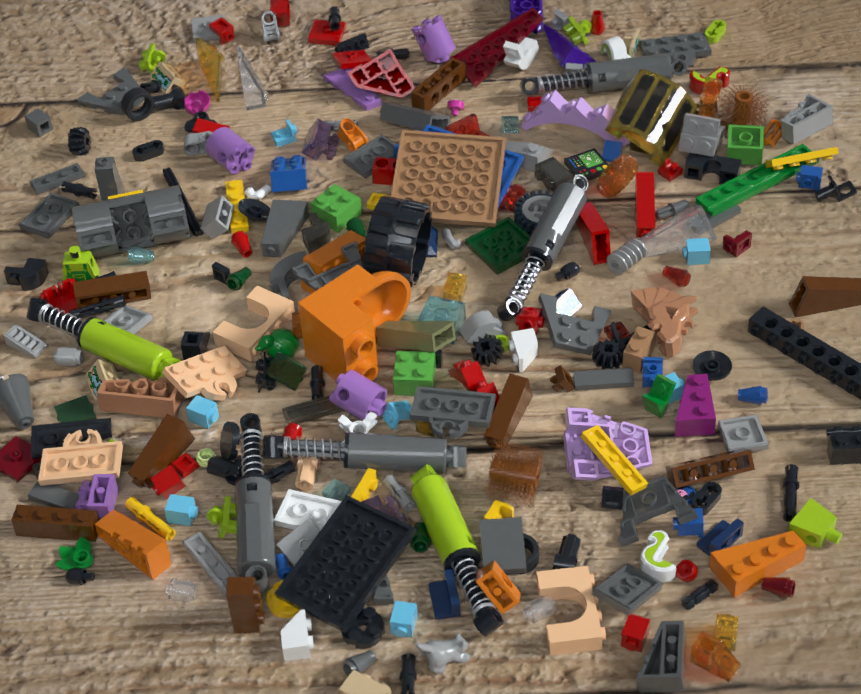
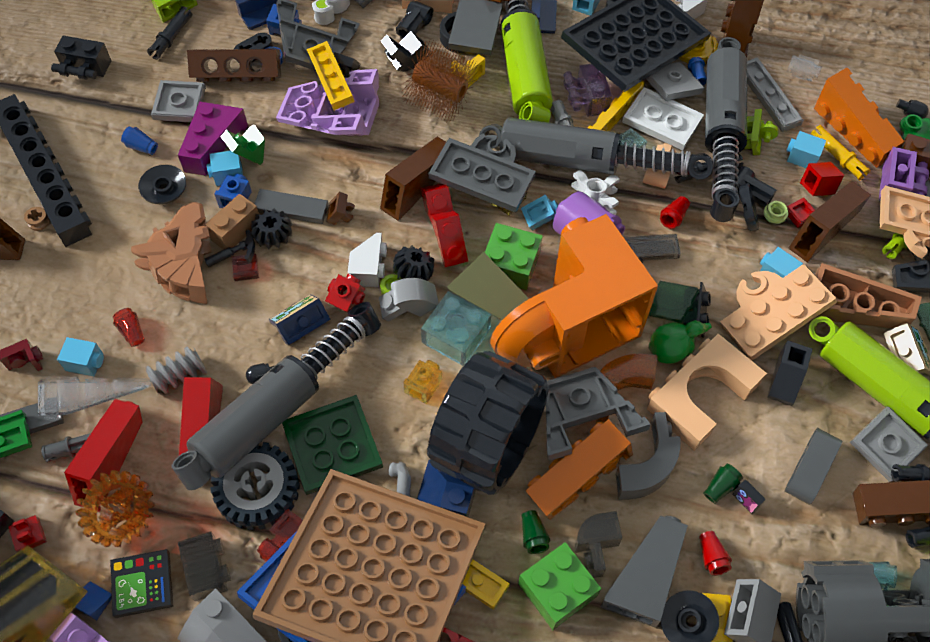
camera: 170 degrees left, 15 degrees up
(178, 299) = (813, 466): none -> dark grey beam
(421, 540) = (555, 65): dark green cone -> none
(563, 516) = (403, 52): none -> black brick
(572, 332) = (296, 266): dark grey wing -> none

